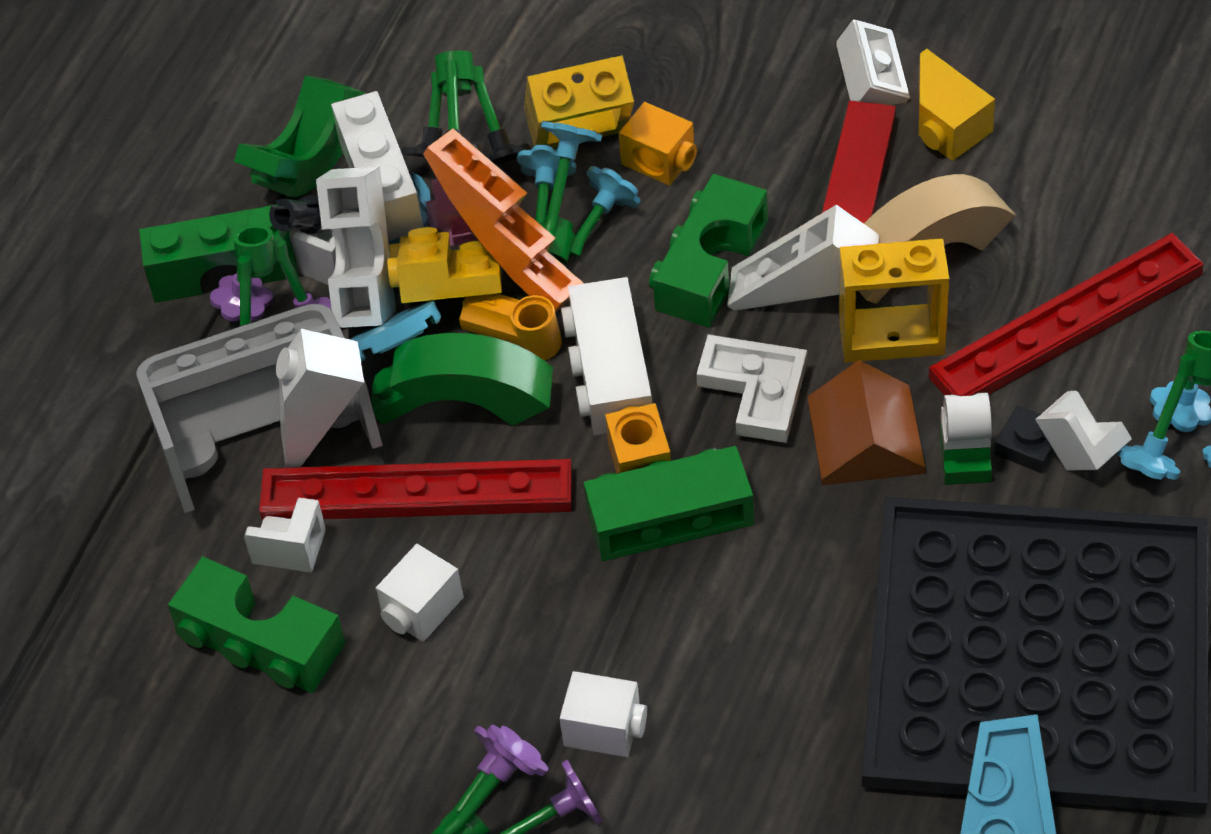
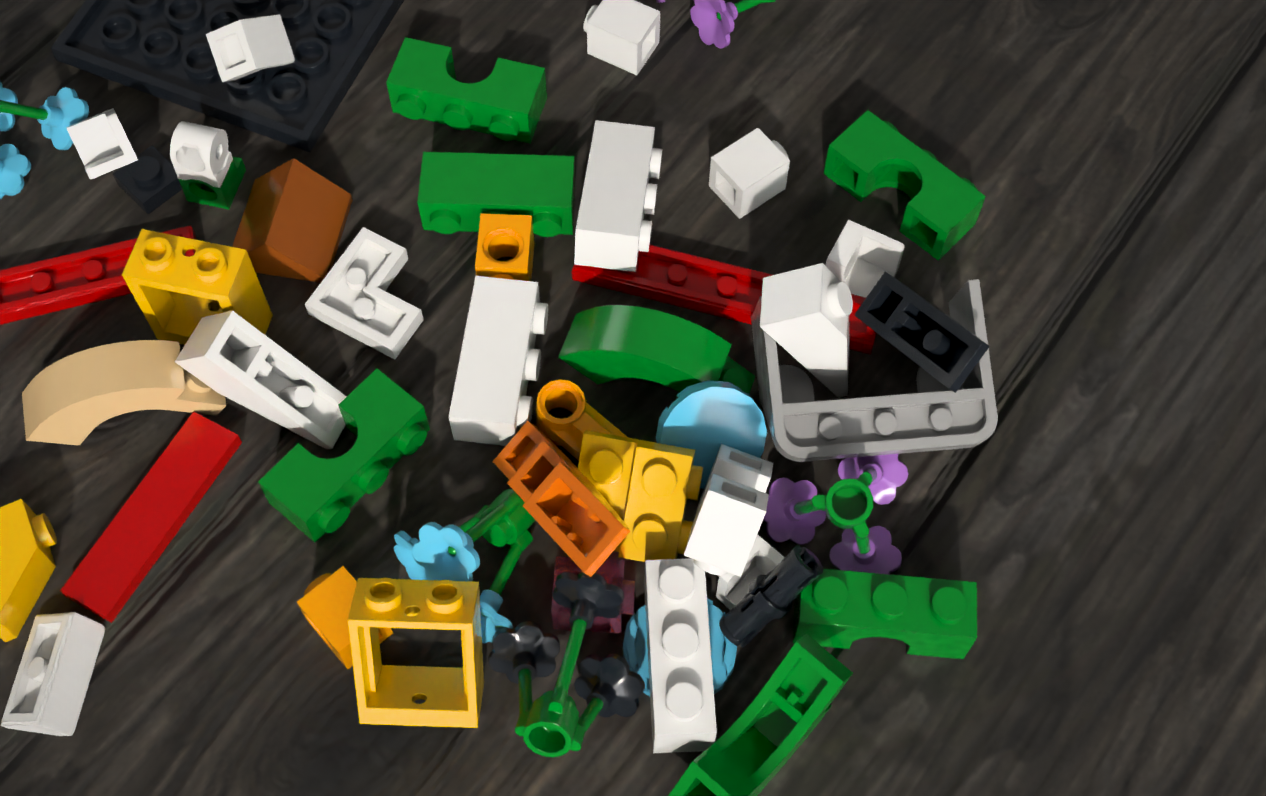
camera: 170 degrees left, 10 degrees up
(211, 436) = (922, 331): none -> black slope
(543, 518) = (617, 196): none -> white brick
(785, 588) = (501, 105): none -> green arch
(984, 550) = (250, 46): none -> white panel

